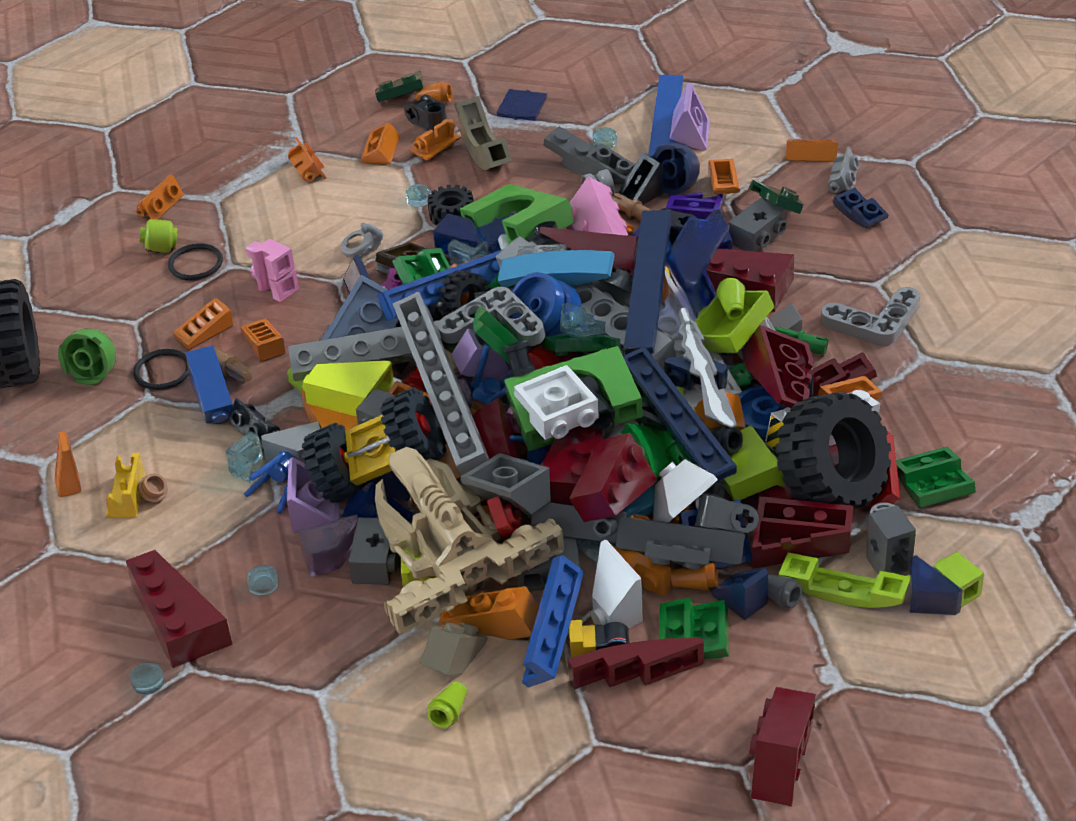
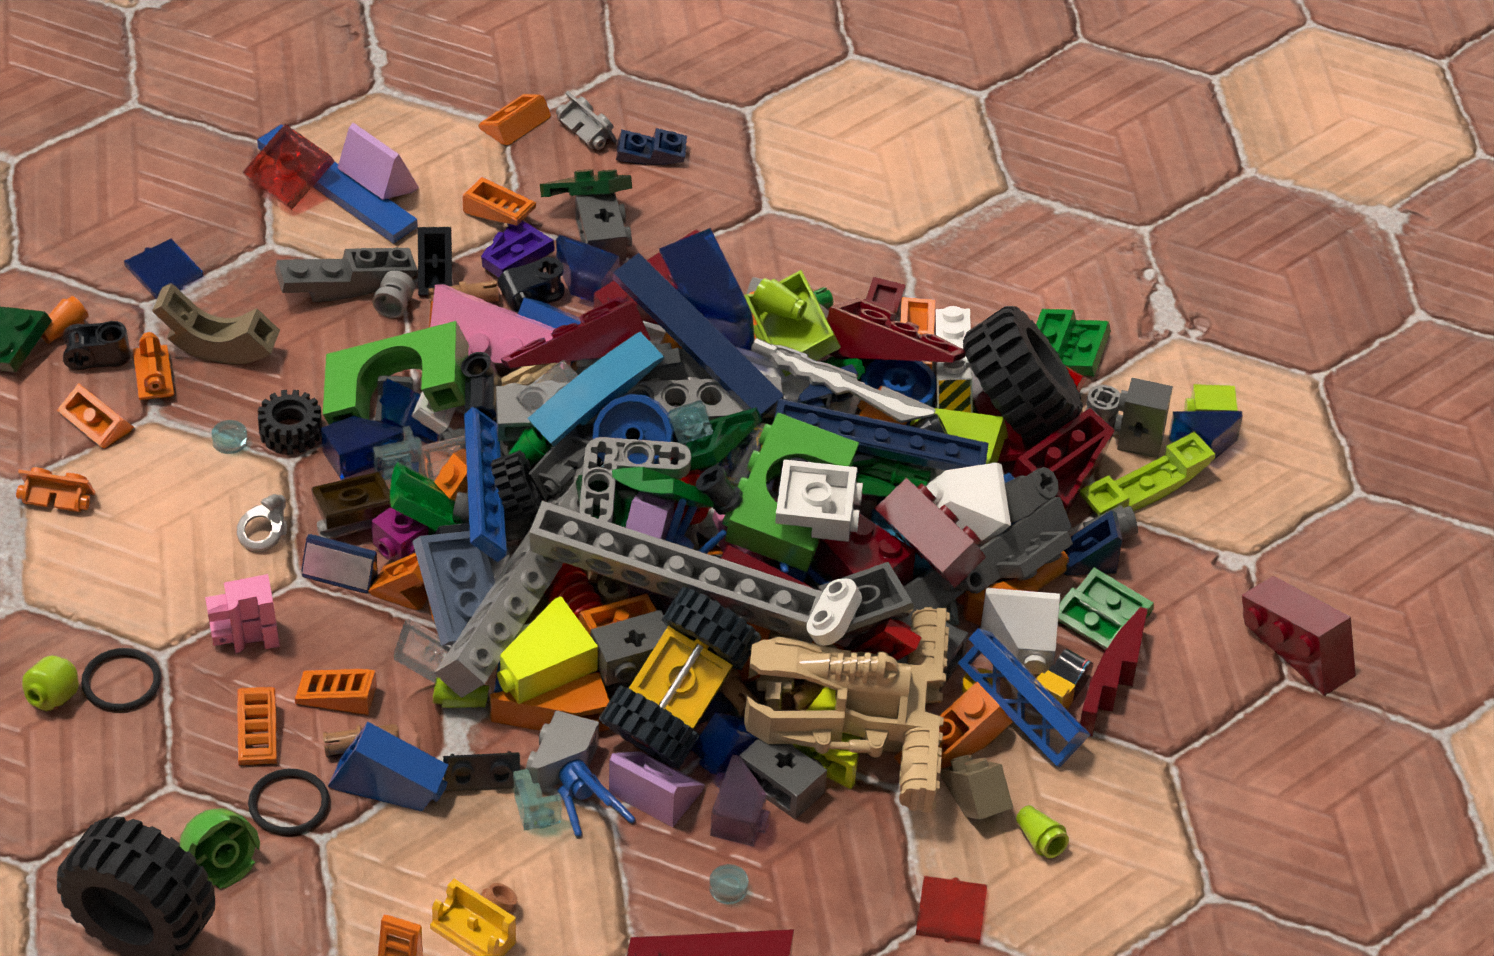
camera: 60 degrees left, 5 degrees up
(341, 699) = (951, 909): none -> clear red piece
(479, 461) = (834, 611): none -> white plate
(605, 136) = (310, 243): clear light blue tile -> none
(647, 93) = (288, 166): none -> clear red plate
(680, 167) = (452, 211): dark blue cylinder -> none
(841, 318) = (796, 258): light grey beam -> none

